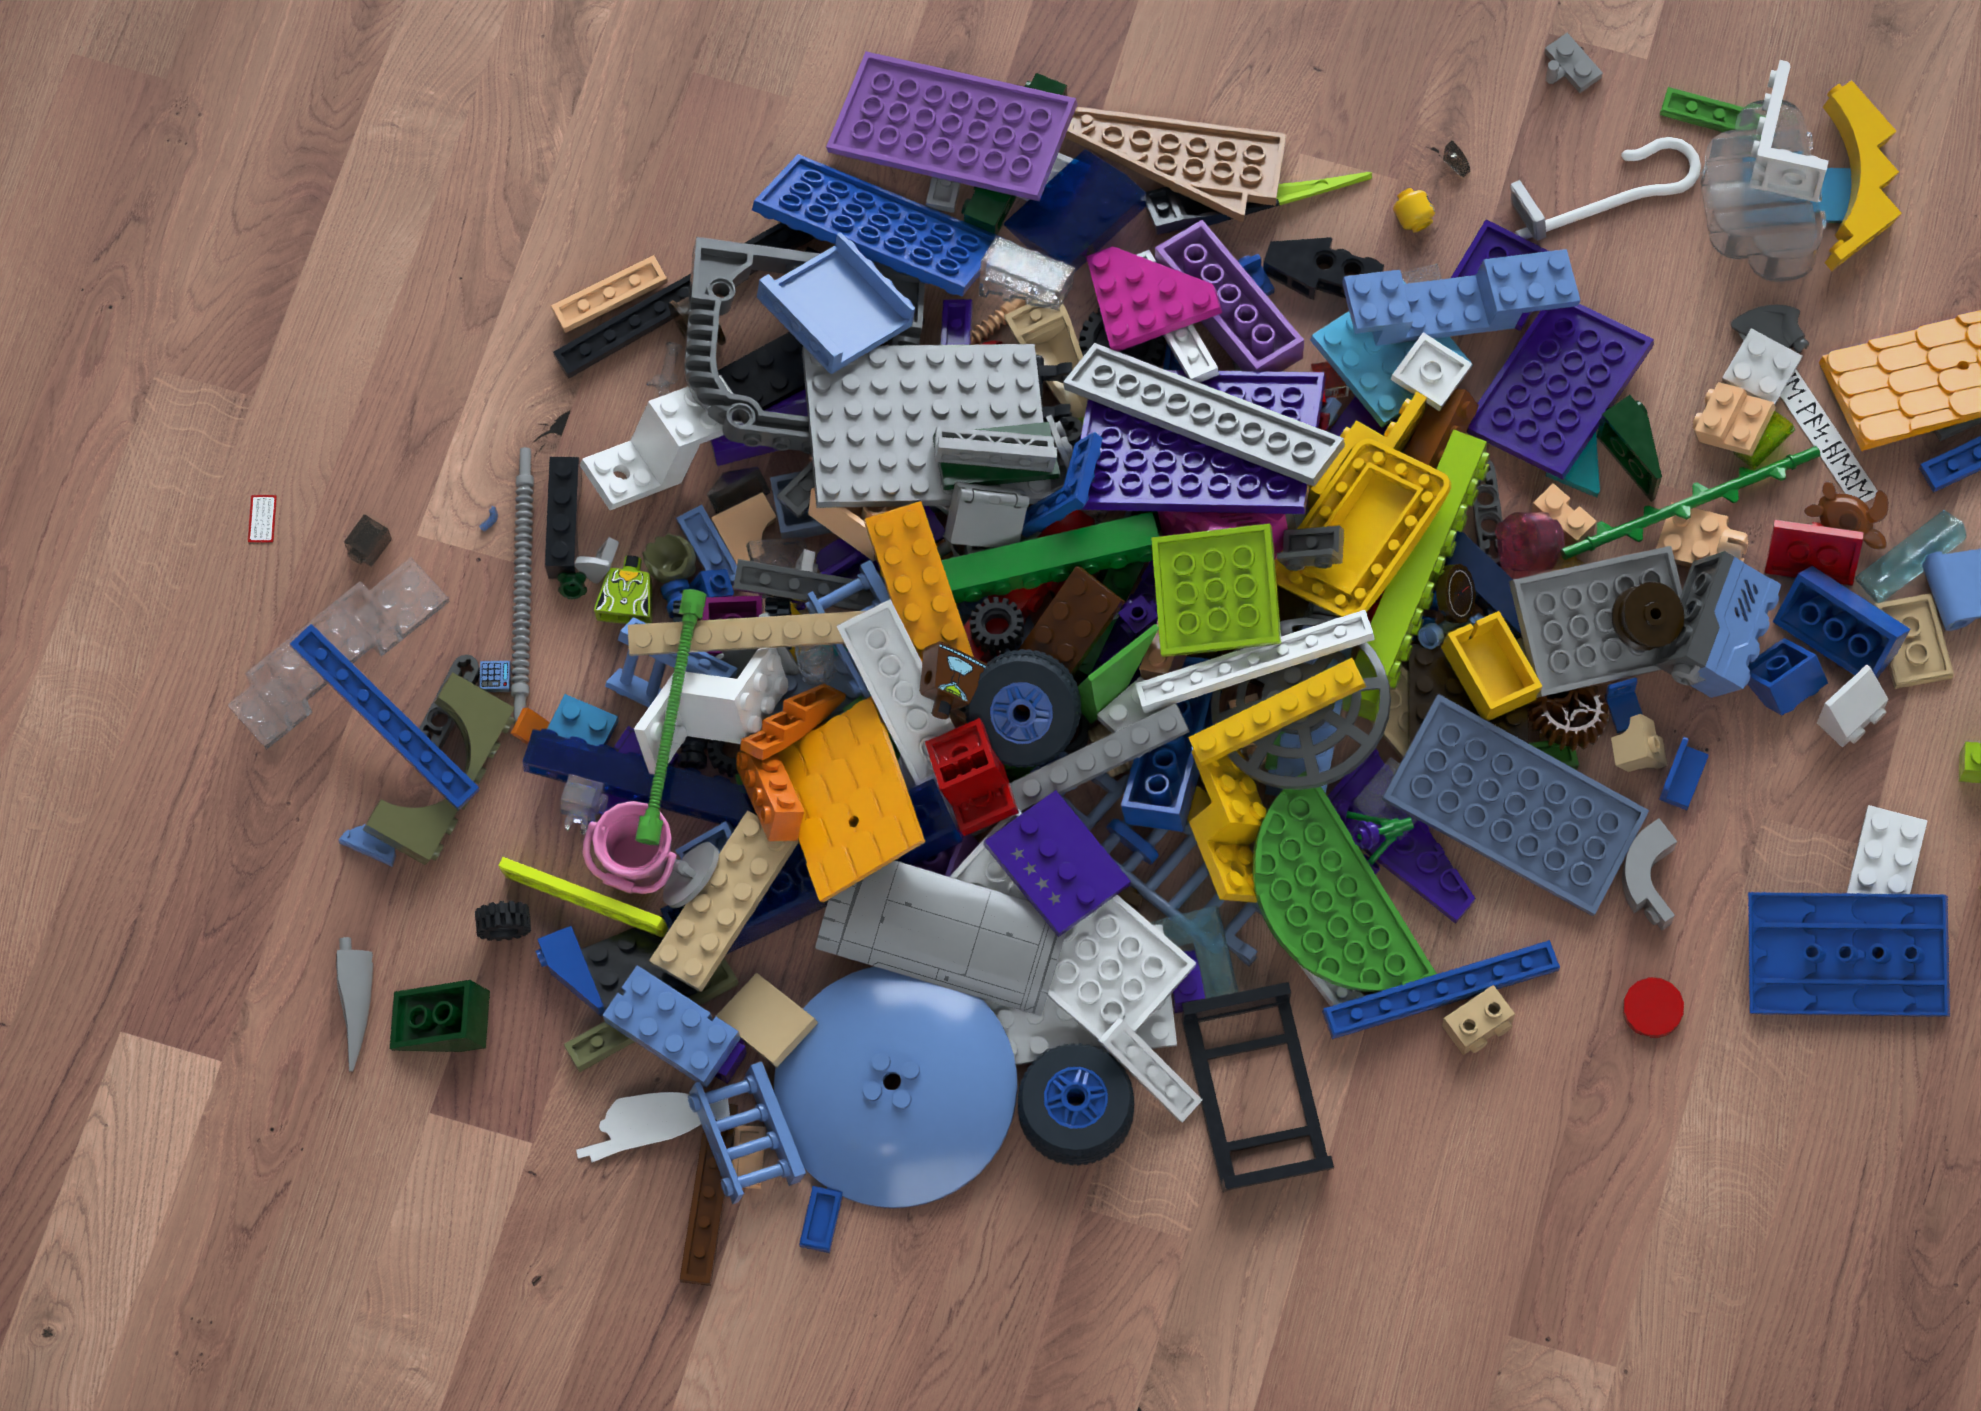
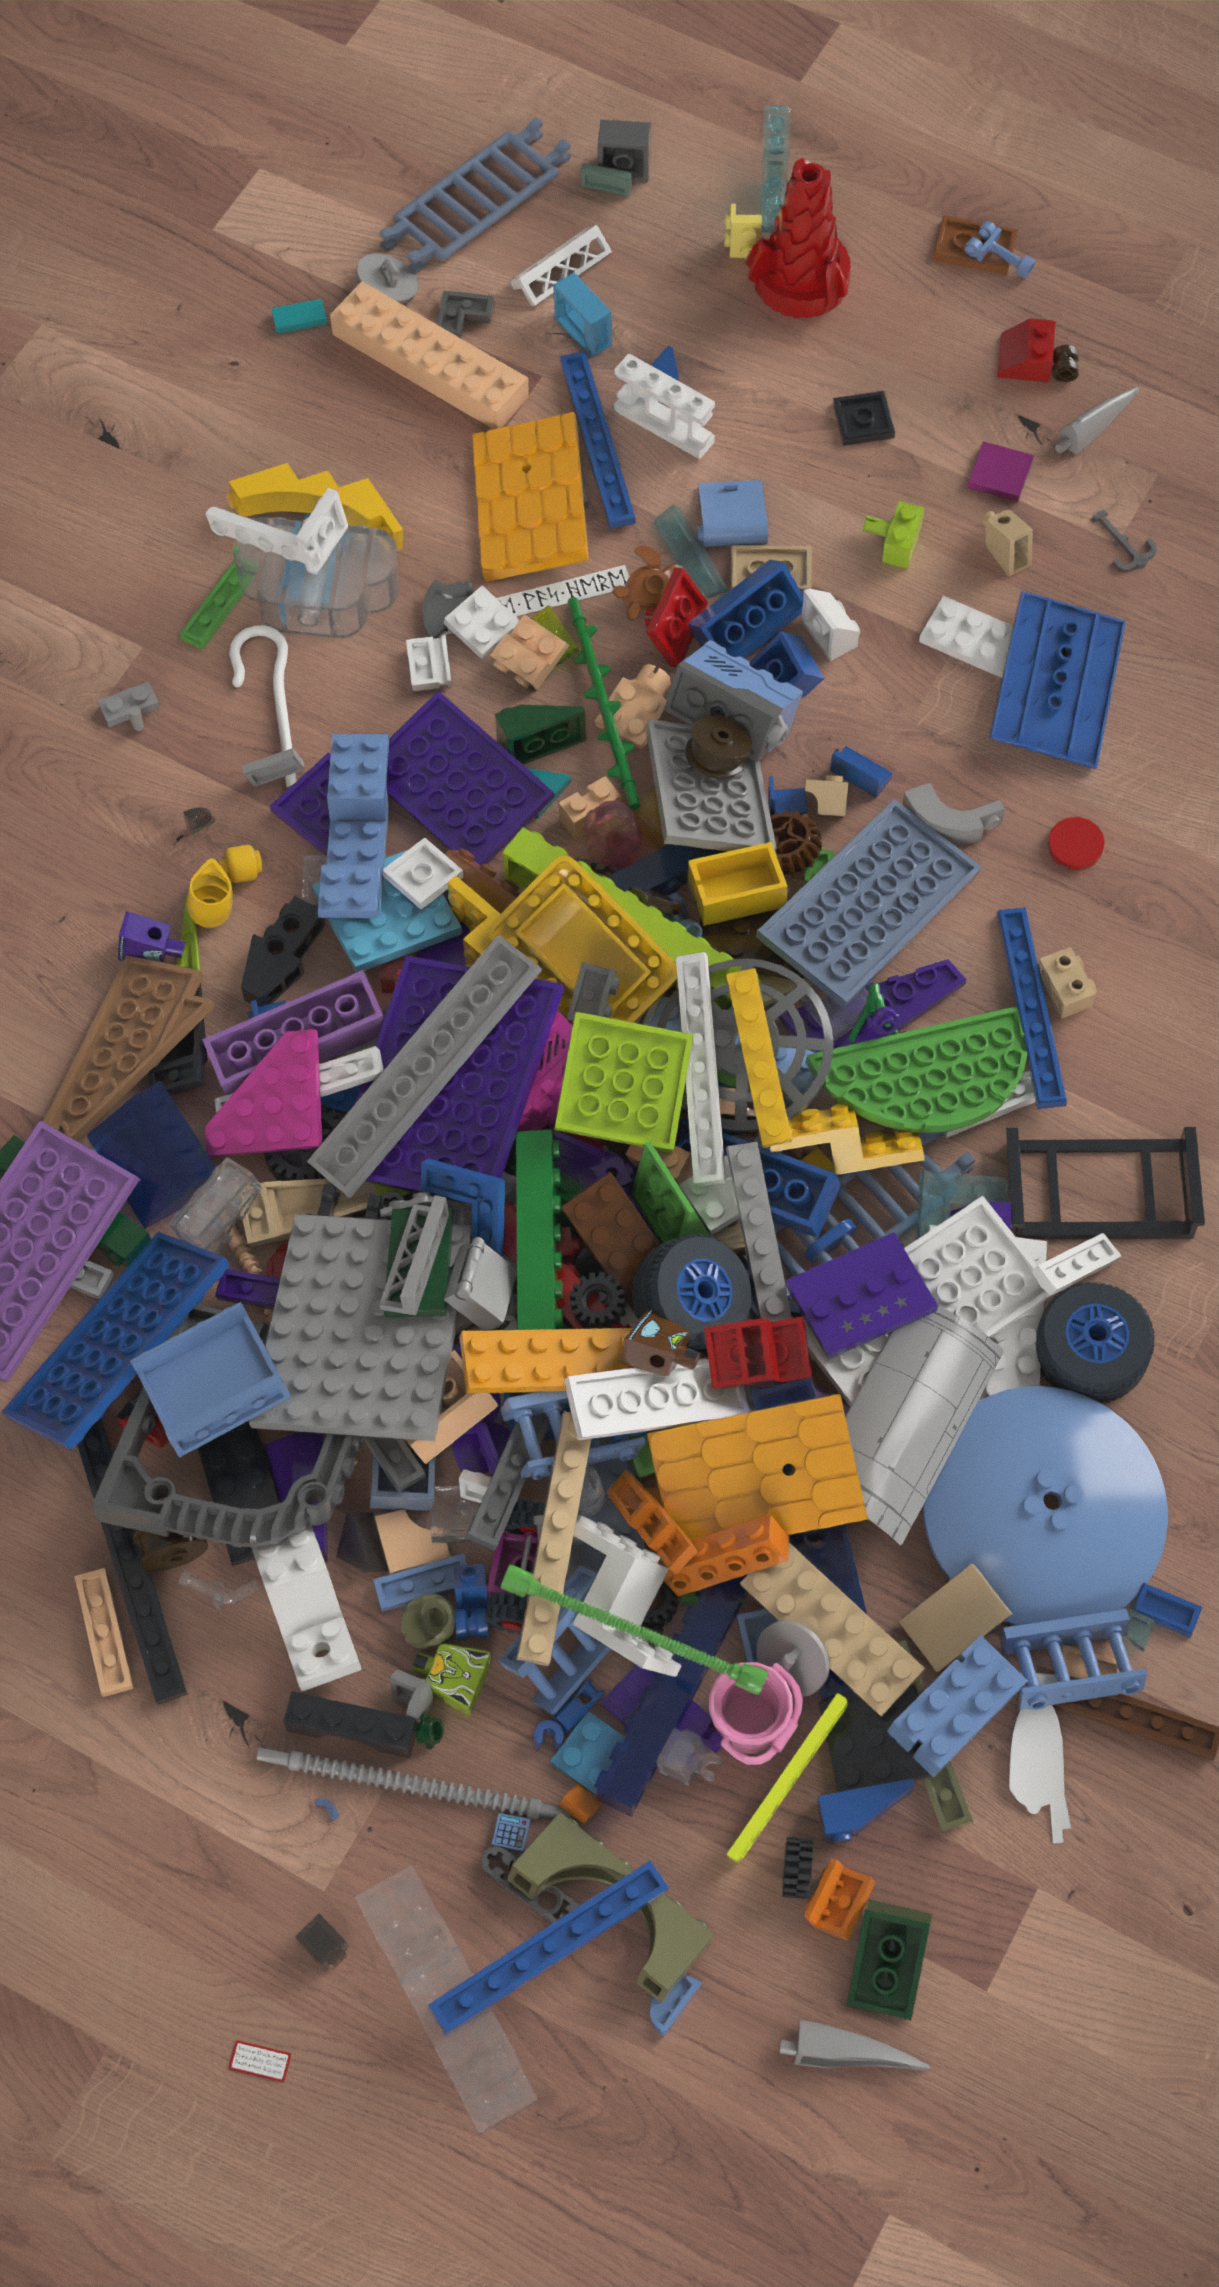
camera: 80 degrees left, 5 degrees down
(484, 963) = (838, 1900): none -> orange bracket
(607, 698) = (567, 1716): none -> blue piece
(797, 1195) = (1139, 1629): none -> clear light blue tile
(1303, 139) = (147, 939): none -> dark purple torso
(1366, 190) = (210, 895): none -> yellow helmet
(1697, 328) = (428, 663): none -> white plate

